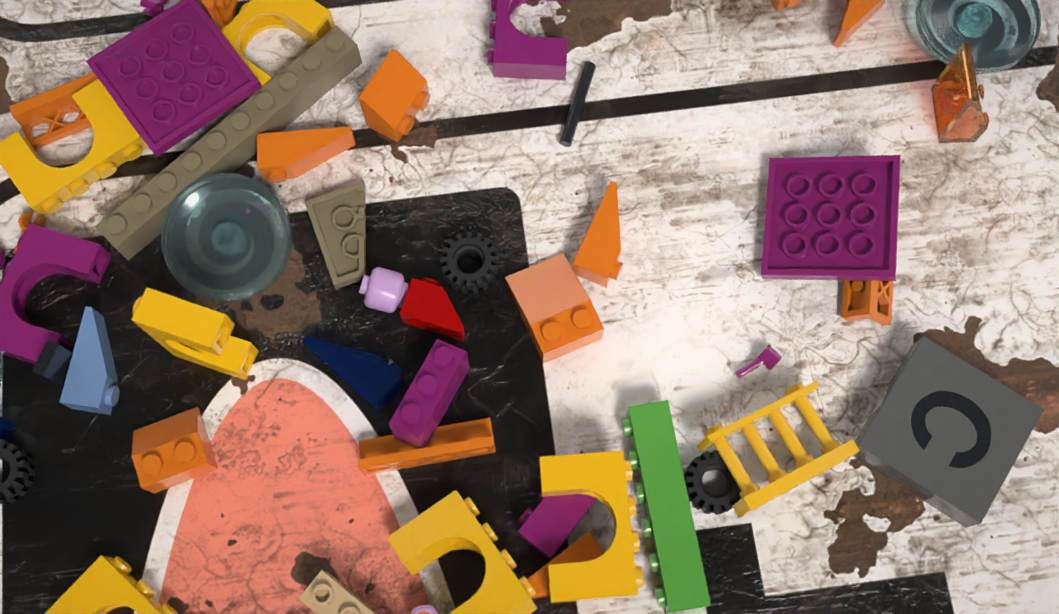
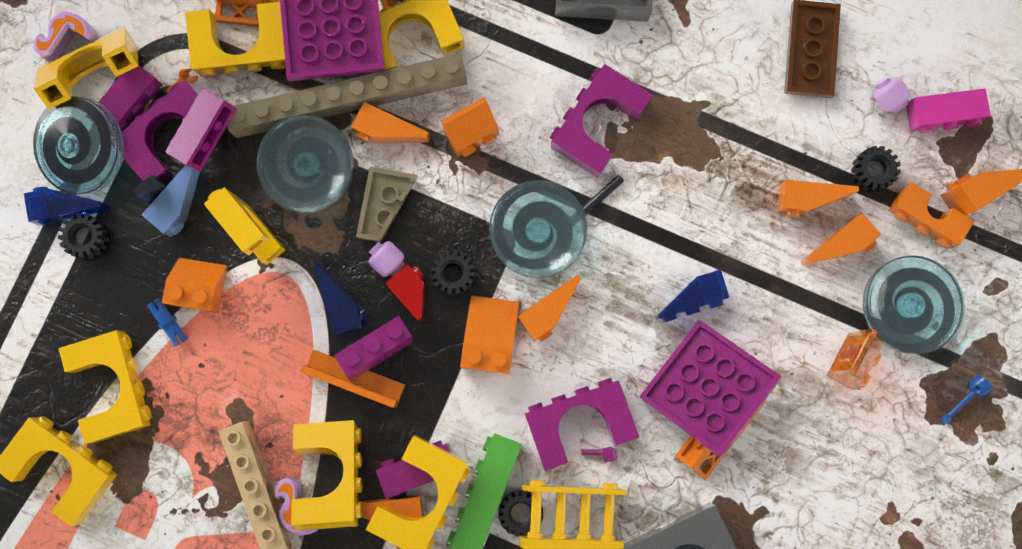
camera: 30 degrees right, 10 degrees up
(80, 261) = (201, 130): none -> brick
(160, 513) = (167, 322): none -> blue pin
(535, 161) = (538, 229): none -> clear light blue dish
(729, 300) = (606, 399): none -> magenta arch
(753, 128) = (701, 291): none -> clear blue slope

